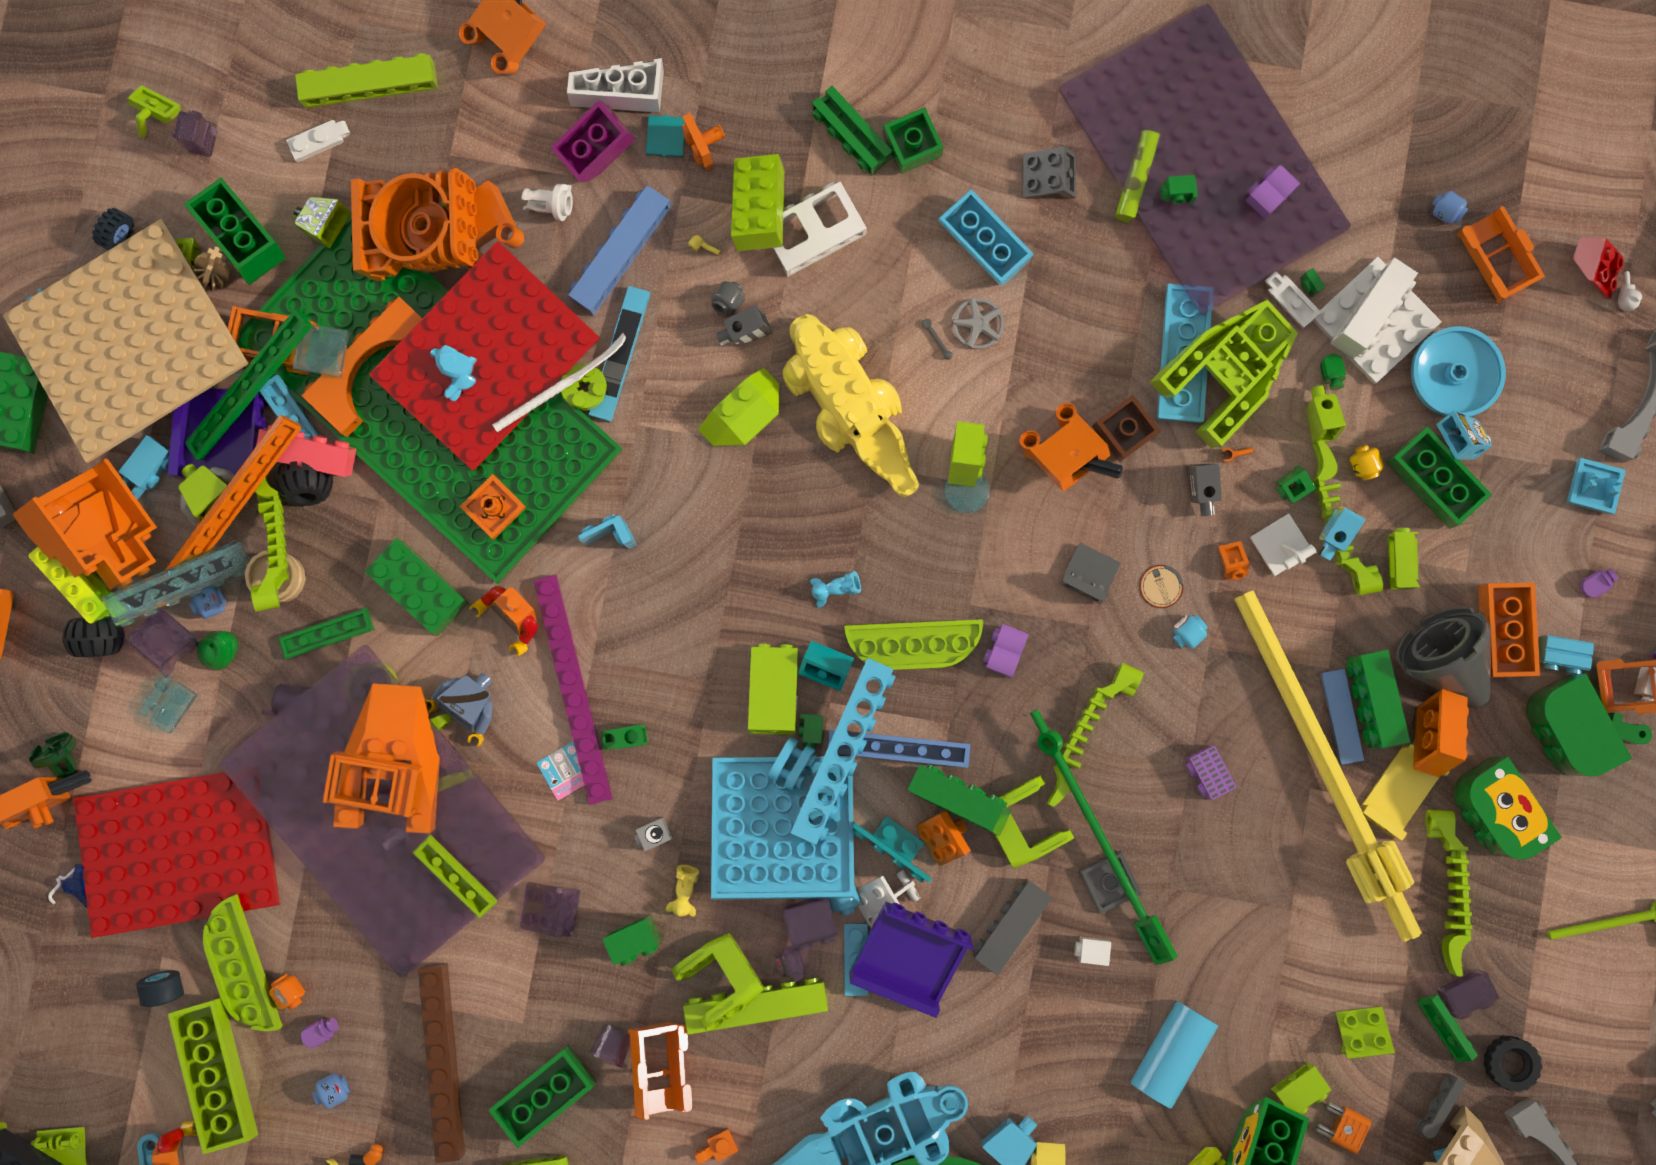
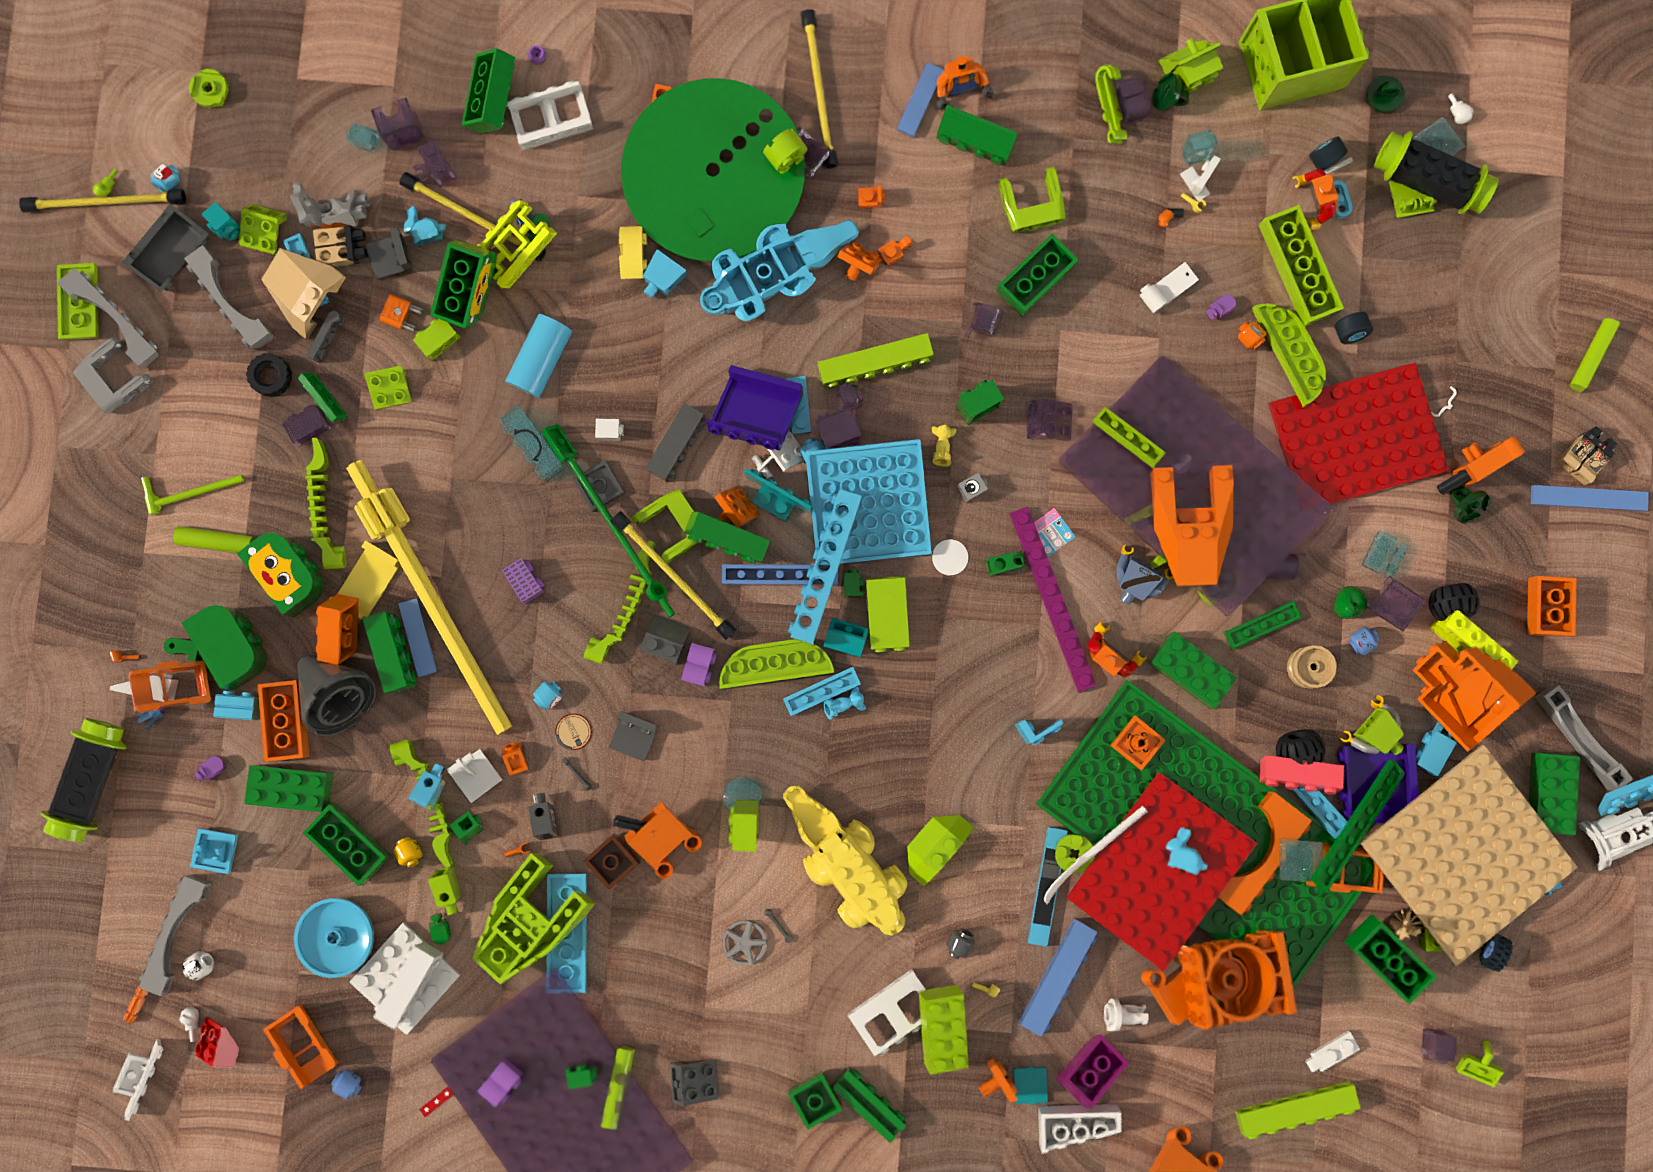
camera: 175 degrees right, 0 degrees up
(75, 885) = (1435, 402): clear blue animal -> none
(176, 582) = (1391, 652): clear light blue brick -> none
(239, 490) = (1361, 716): orange plate -> none
(270, 508) = (1315, 647): lime piece -> none
(321, 219) = (1318, 979): lime torso -> none
(331, 1091) = (1205, 263): medium blue head -> none
(381, 1064) = (1168, 288): none -> white door
(402, 787) = (1180, 500): orange piece -> none
(441, 1063) = (1121, 293): reddish brown brick -> none
(678, 1094) = (930, 287): orange piece -> none
(690, 752) = (950, 557): none -> white sticker
(736, 969) = (894, 387): lime connector -> none
(753, 325) = (936, 923): dark grey torso -> none
(763, 1139) = (859, 259): none -> orange plate
(795, 777) = (862, 542): medium azure brick -> none
(861, 604) = (821, 691): none -> medium azure plate
(986, 237) = (744, 1018): medium azure brick -> none
(1043, 684) = (665, 639): none -> dark grey slope
(1084, 829) = (622, 523): none -> light yellow hose
(1150, 521) = (587, 786): none -> dark grey hinge
(1189, 943) = (532, 443): none -> clear light blue brick
(1292, 299) = (478, 989): white hinge -> none
(1311, 282) = (462, 1005): green plate -> none
(1346, 180) = (436, 1101): none -> red sticker
(1403, 559) = (373, 772): lime window -> none
(1464, 436) = (327, 882): medium azure torso -> none
(1505, 550) = (288, 788): none -> green brick
(1590, 861) = (210, 539): none -> lime brick
(1618, 356) = (198, 965): none -> white head

